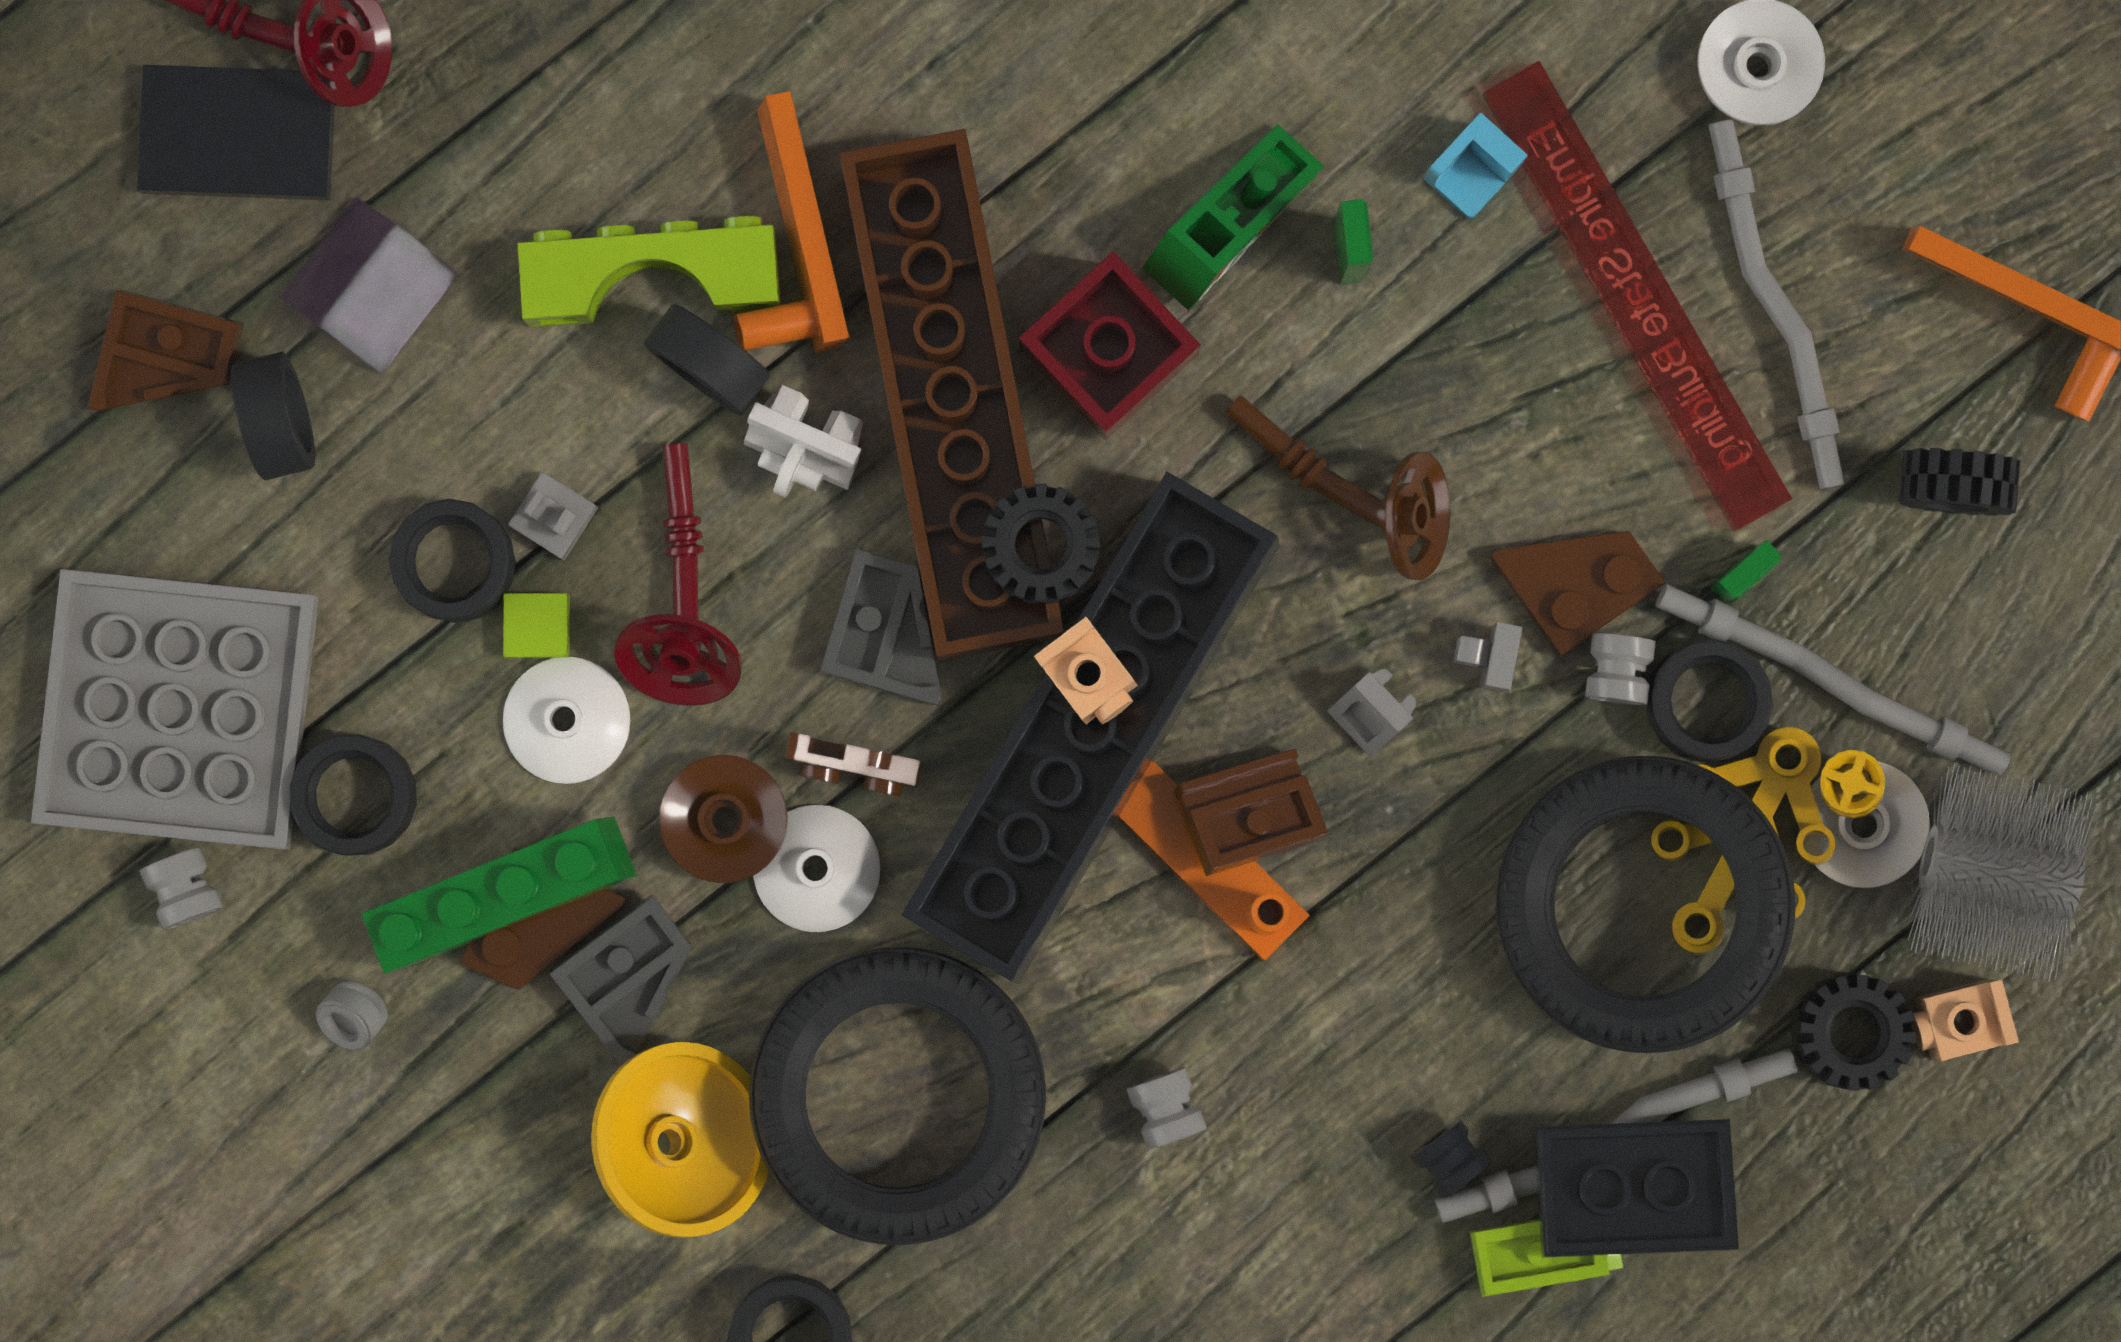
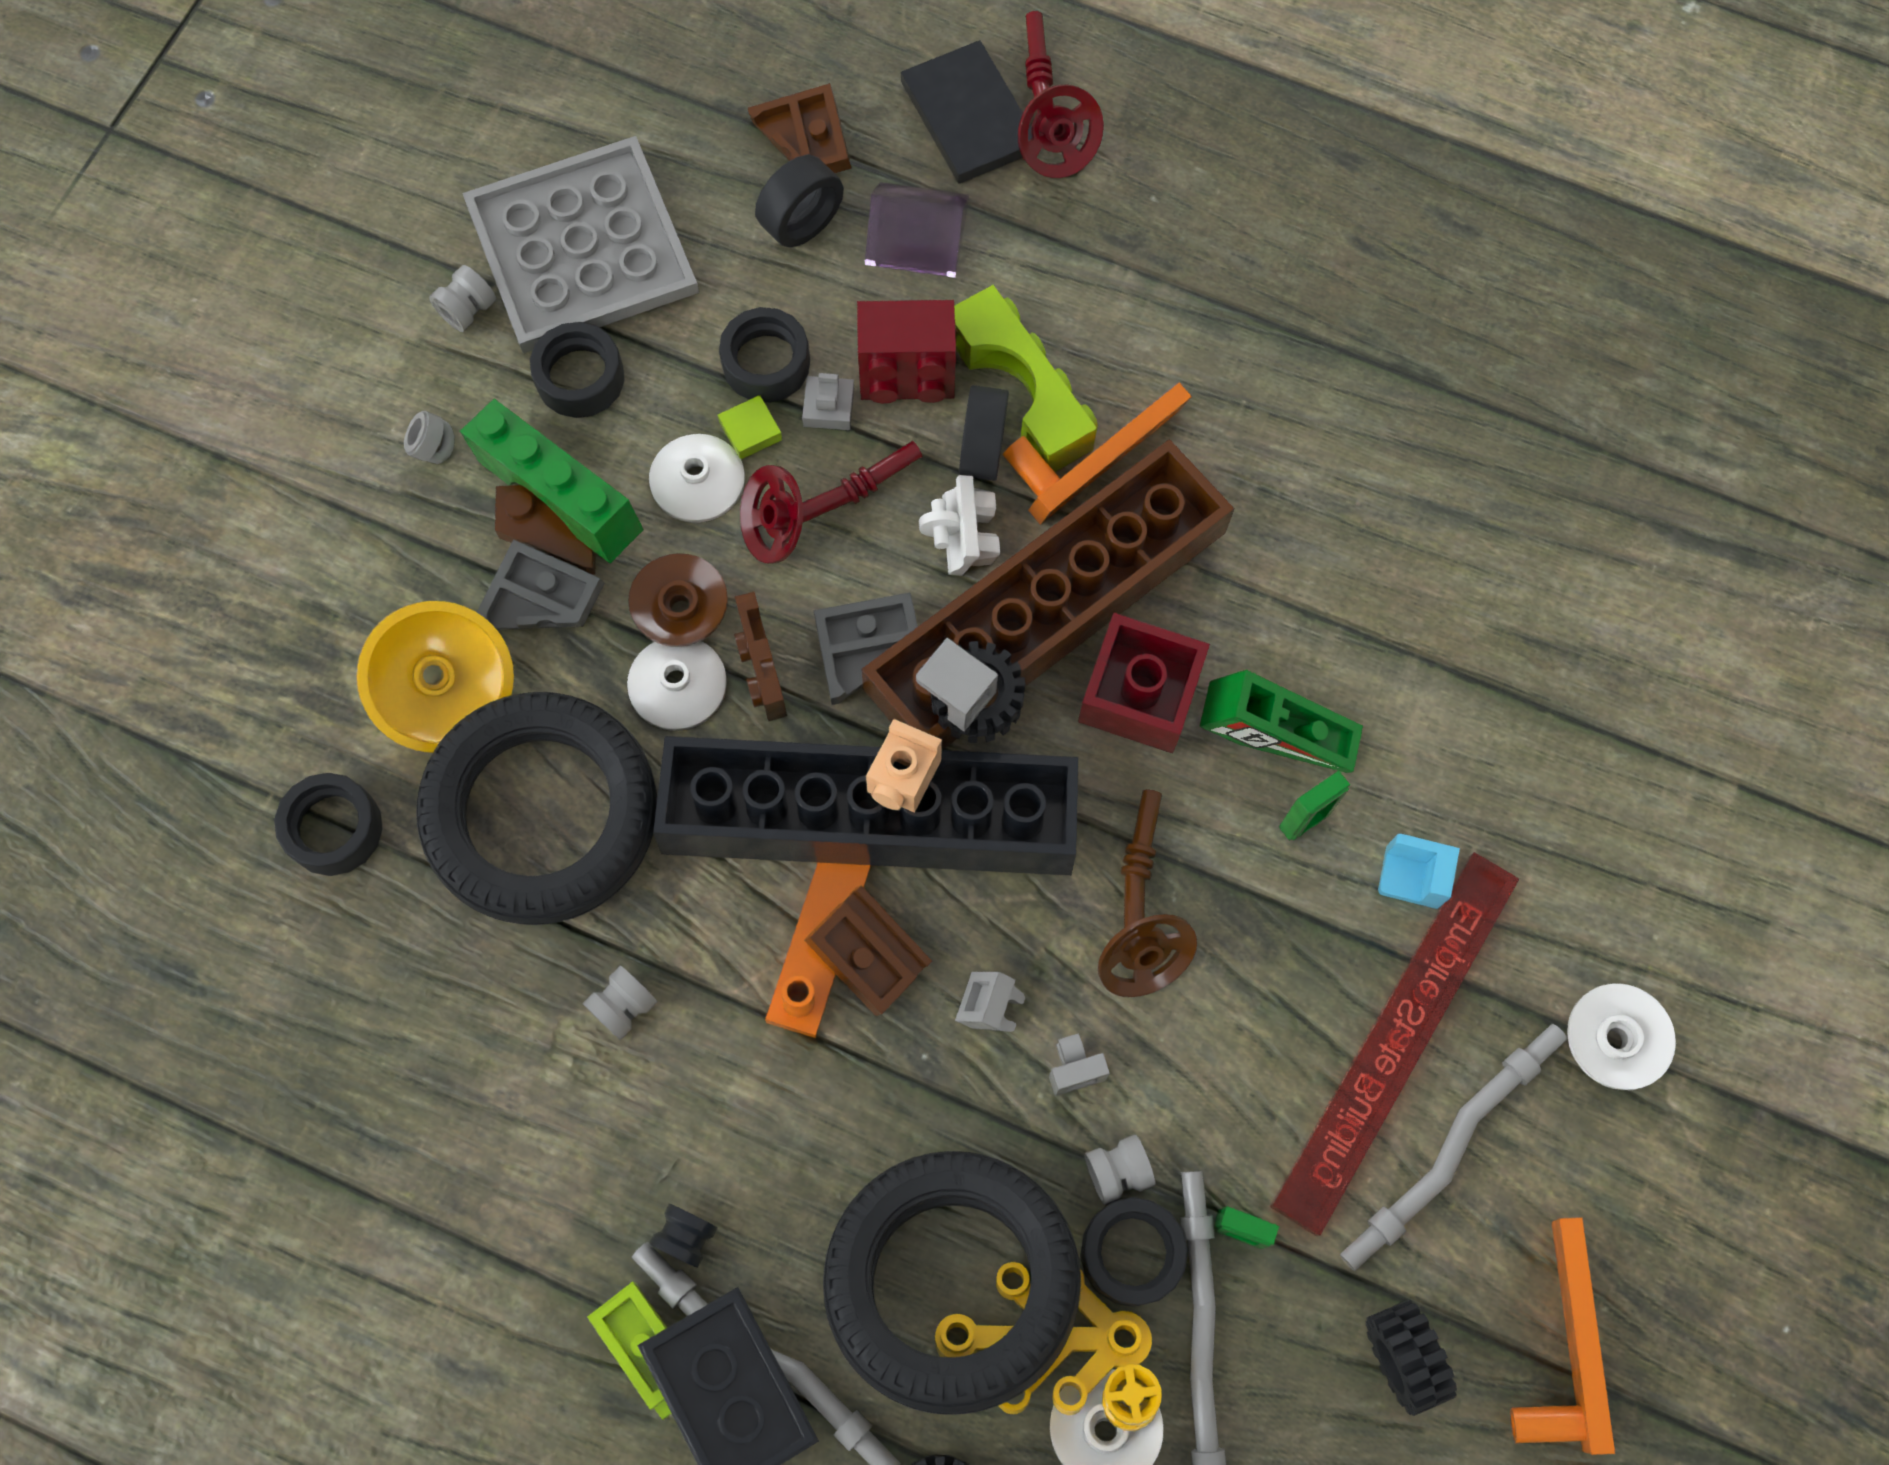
camera: 60 degrees right, 15 degrees down
(554, 393) = (906, 350): none -> dark red brick
(1037, 567) = (958, 682): none -> light grey panel
(1577, 583) = (1166, 1107): reddish brown wing -> none

